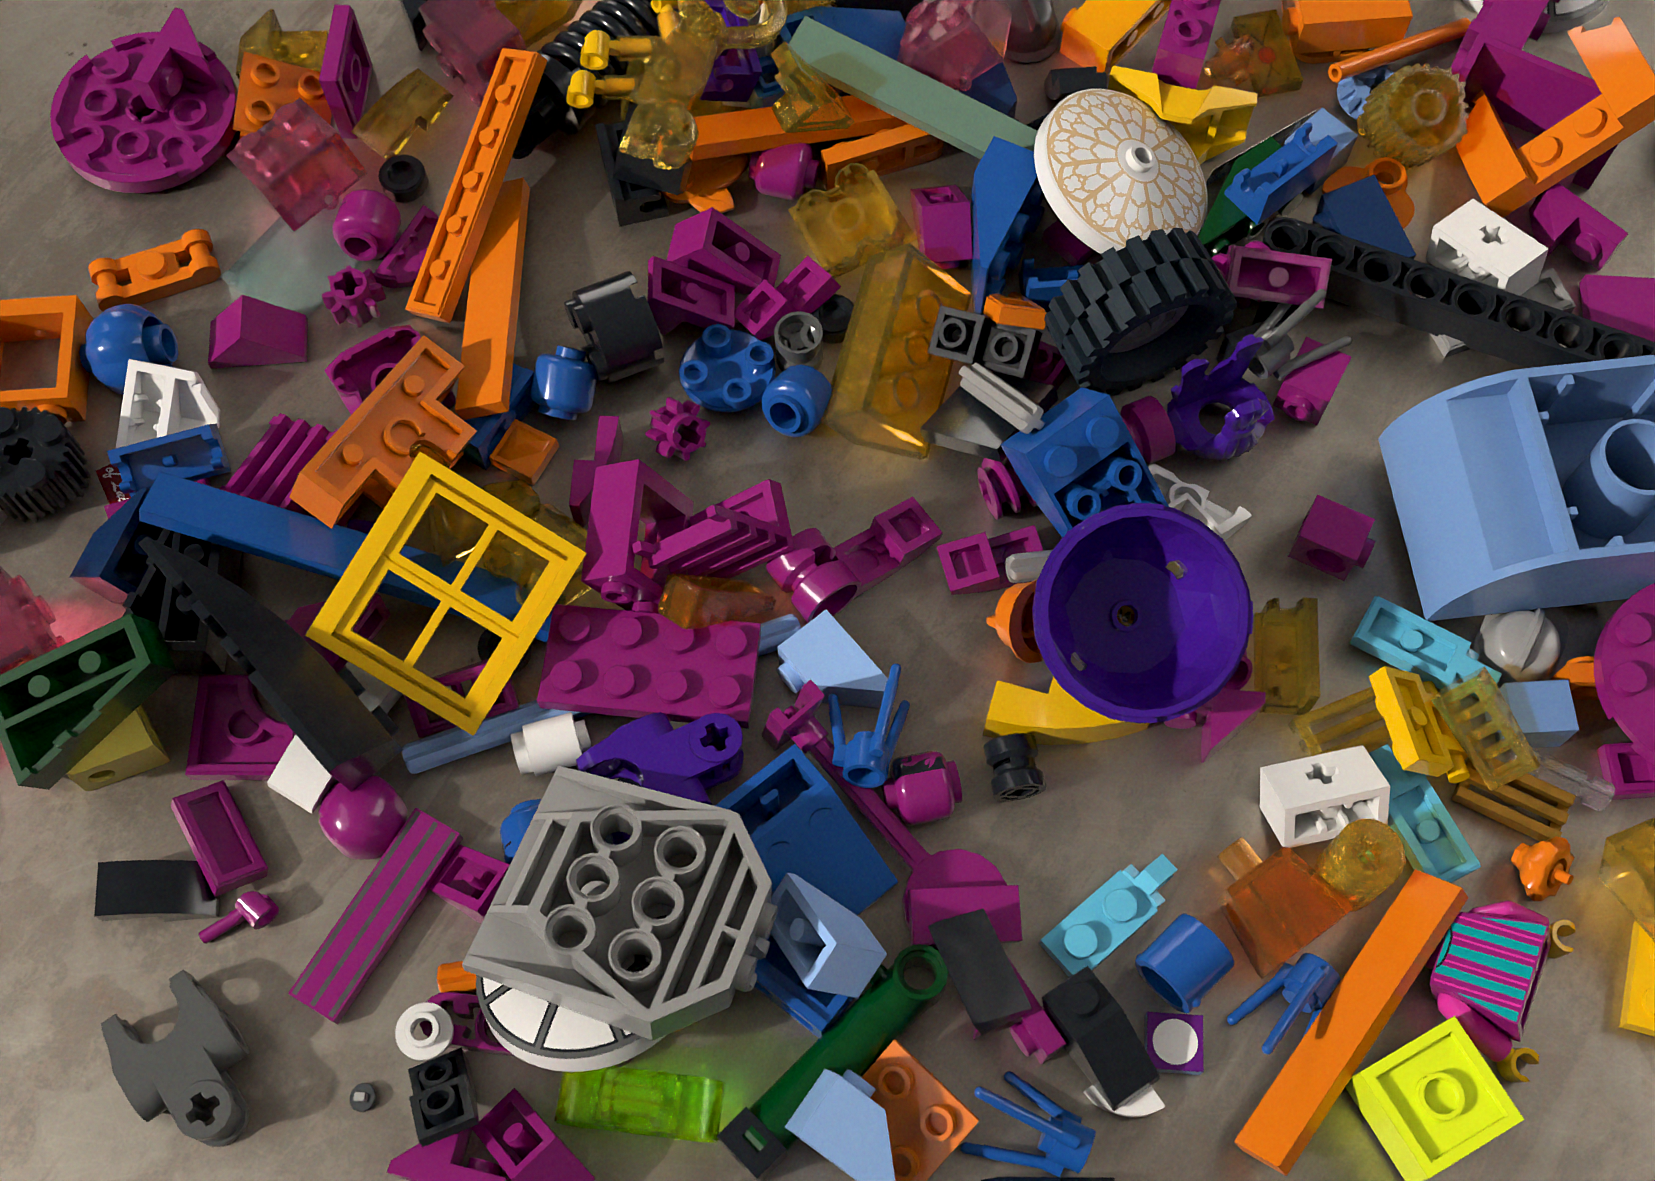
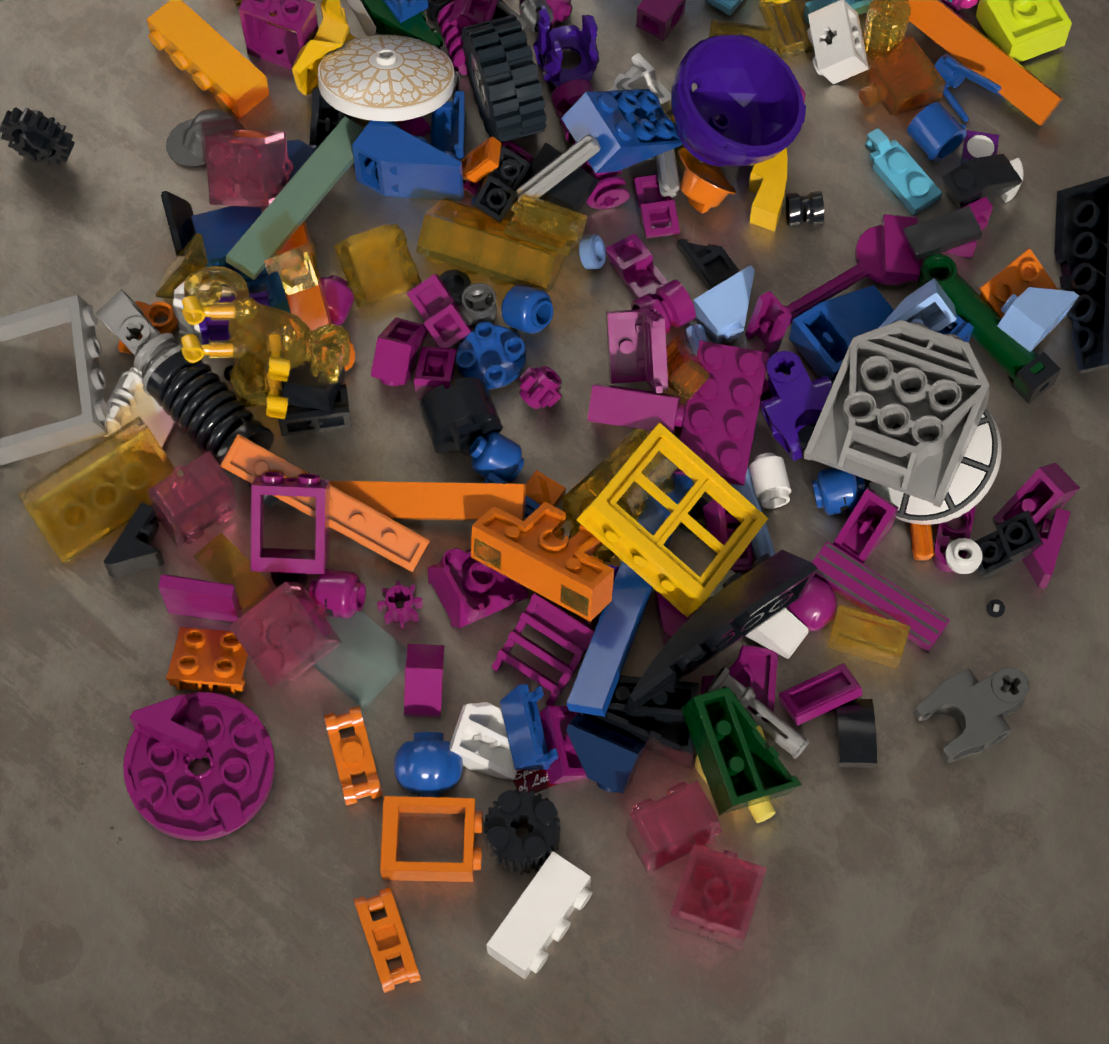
camera: 85 degrees left, 0 degrees up
(192, 724) = (793, 741): none -> light grey pin
(251, 906) = (868, 674): magenta hand -> none
(292, 47) = (151, 665): clear yellow slope -> none
(306, 900) = (868, 636): none -> clear yellow slope
(404, 167) = (290, 560): none -> magenta window
(405, 258) = (361, 561): magenta tile -> none
(607, 451) = (577, 446): magenta slope -> none
(642, 1103) = (1013, 418): clear neon green piece -> none
(869, 753) = (800, 279): blue plant -> none
(884, 151) = (321, 236): orange plate -> none
(901, 477) = (592, 251): none -> medium blue tile
(910, 642) = (708, 262): none -> black tile
(918, 401) = (546, 225): none -> clear yellow hinge
(922, 787) = (815, 261): magenta head -> none
(942, 224) = (388, 202): magenta slope -> none
(1062, 1136) = (1034, 214): blue plant -> none
(1067, 81) = (290, 104): black slope -> none

